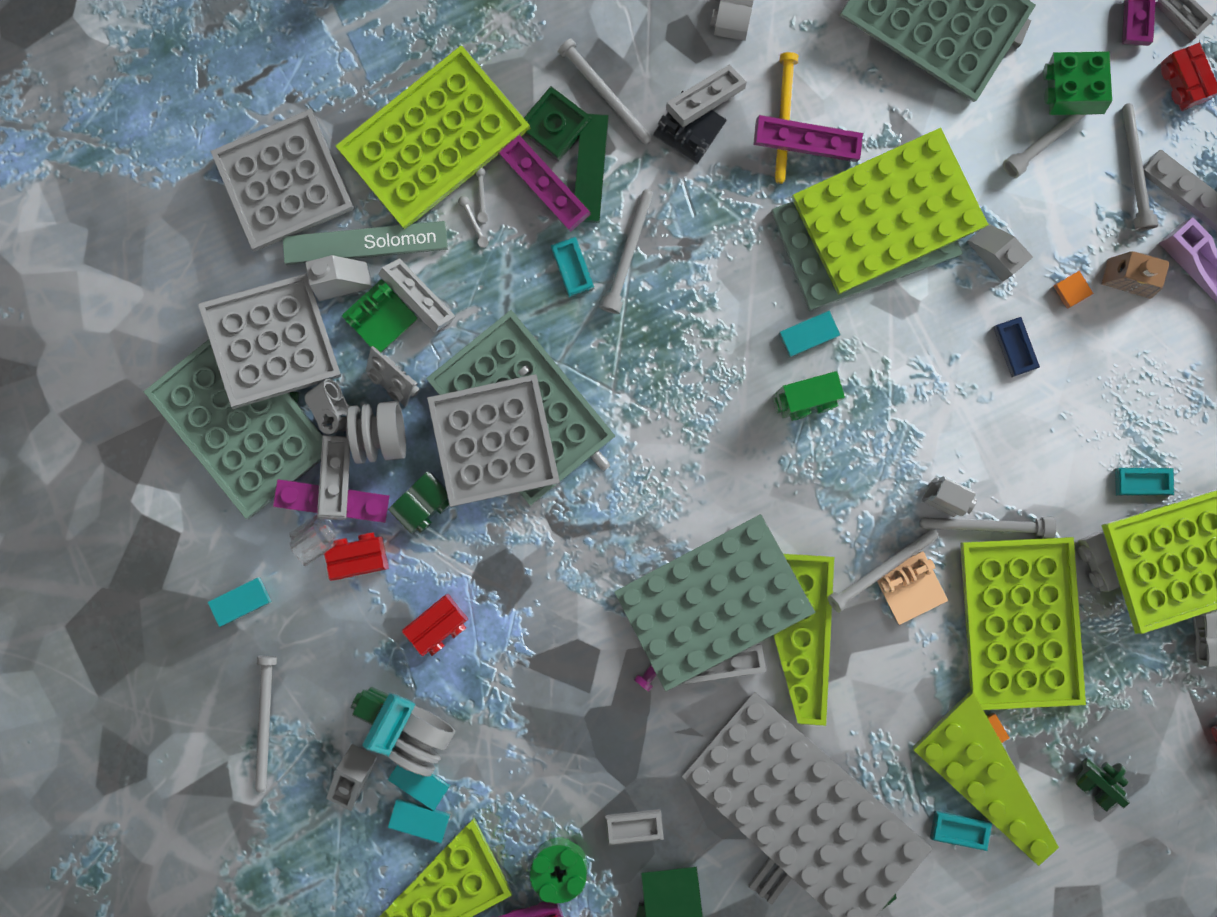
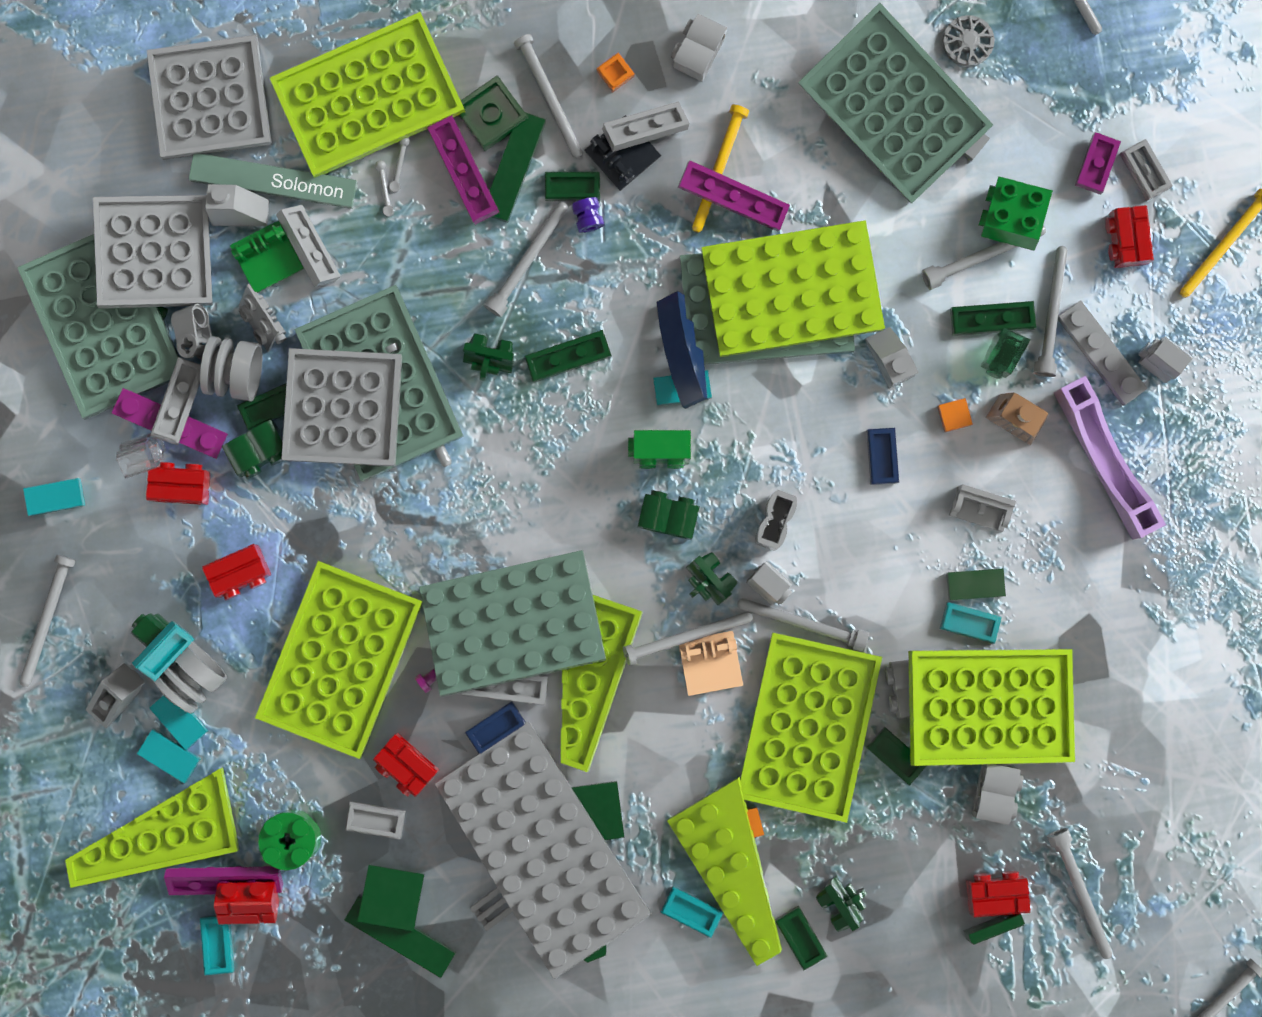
camera: 15 degrees right, 0 degrees up
(418, 460) = (264, 407): none -> dark green tile
(557, 683) = (339, 660): none -> lime plate
(572, 267) = (468, 259): teal tile -> none
(618, 356) = (487, 359): none -> dark green hips
(649, 767) = (405, 765): none -> red brick
(651, 171) = (571, 186): none -> dark green tile
(661, 53) = (615, 72): none -> orange tile
(674, 194) = (587, 215): none -> dark purple wheel
(692, 333) = (568, 356): none -> dark green tile
(724, 706) = (495, 727): none -> dark blue tile
(800, 297) = (682, 355): none -> dark blue slope
(832, 459) = (668, 515): none -> dark green brick
(849, 753) = (603, 807): none -> dark green tile
(886, 511) = (707, 582): none -> dark green hips
(937, 442) = (778, 512): none -> light grey brick
(1071, 826) = (801, 938): none -> dark green tile
(1082, 188) = (993, 318): none -> dark green tile
(1107, 217) = (1004, 353): none -> clear green slope
(1110, 627) = (894, 755): none -> dark green tile
(1125, 369) = (982, 508): none -> light grey hinge
(1139, 444) = (976, 584): none -> dark green tile

